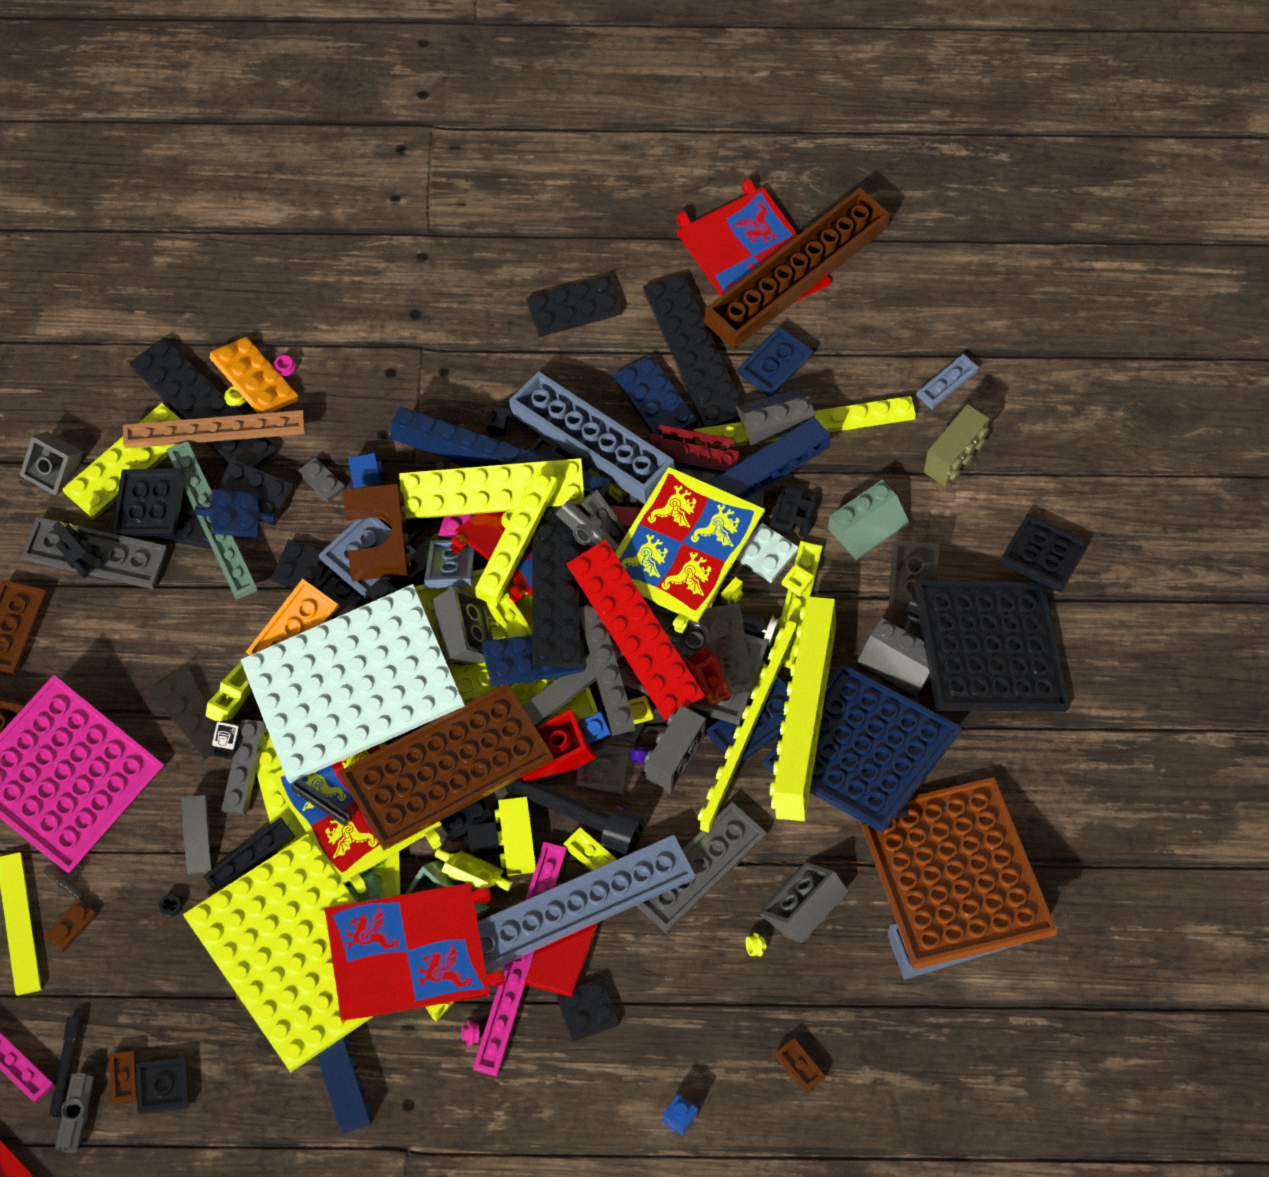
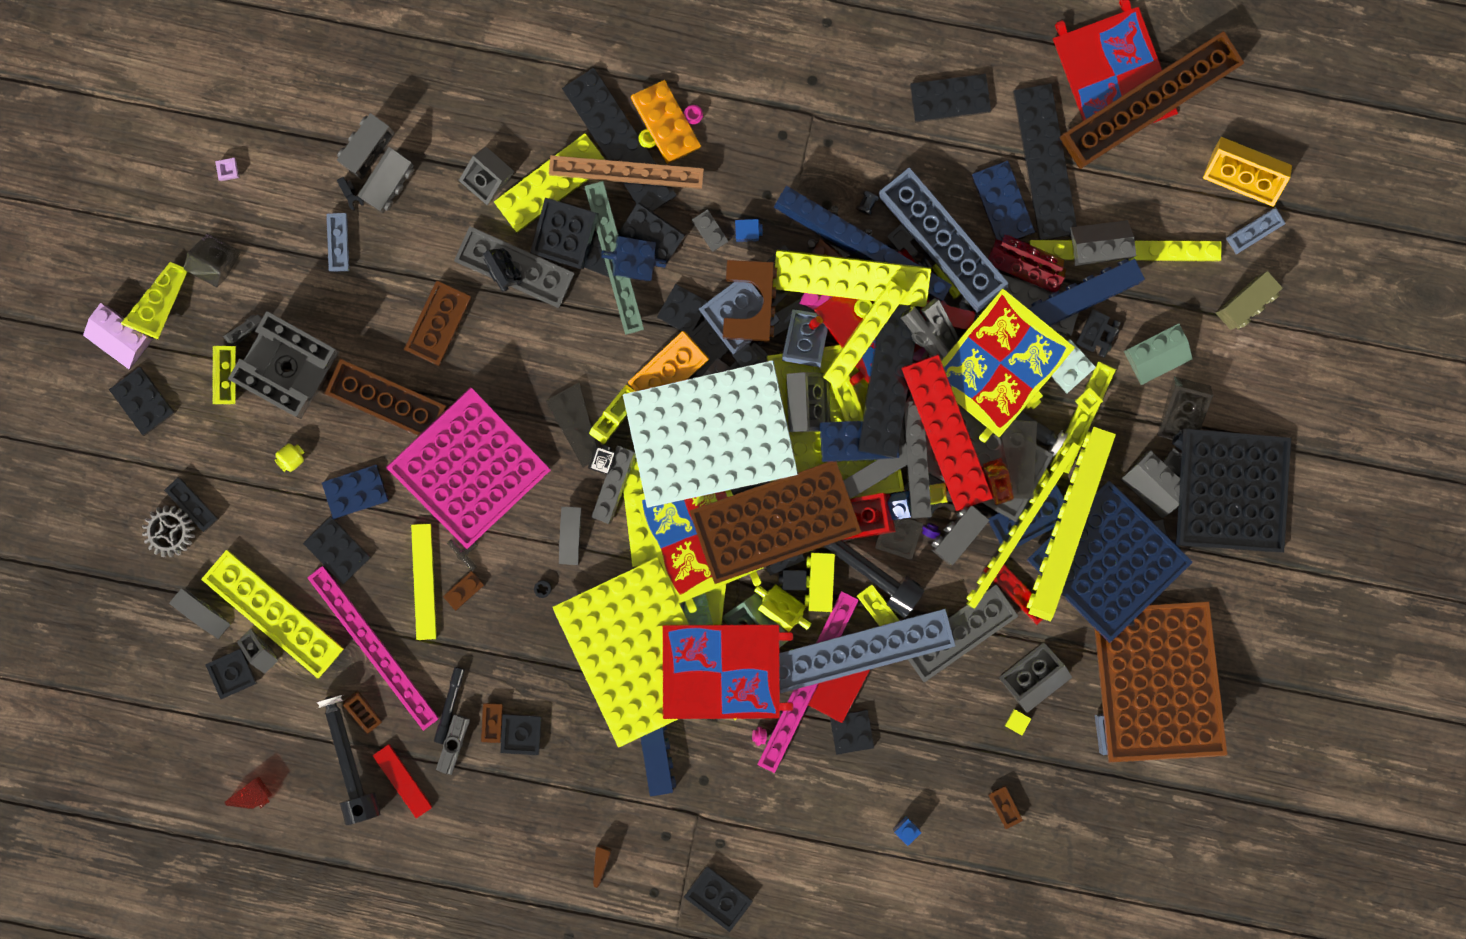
camera: 10 degrees right, 25 degrees up
(250, 855) = (609, 561): black tile -> none
(321, 802) = (671, 531): black axle -> none
(755, 945) = (990, 705): neon yellow plate -> none
(760, 810) = (1015, 590): none -> red tile
(775, 362) = (1112, 187): dark blue plate -> none
(793, 961) = (1017, 722): none -> neon yellow tile
(922, 323) = (1247, 171): none -> yellow slope
(1044, 553) = (1298, 411): black plate -> none

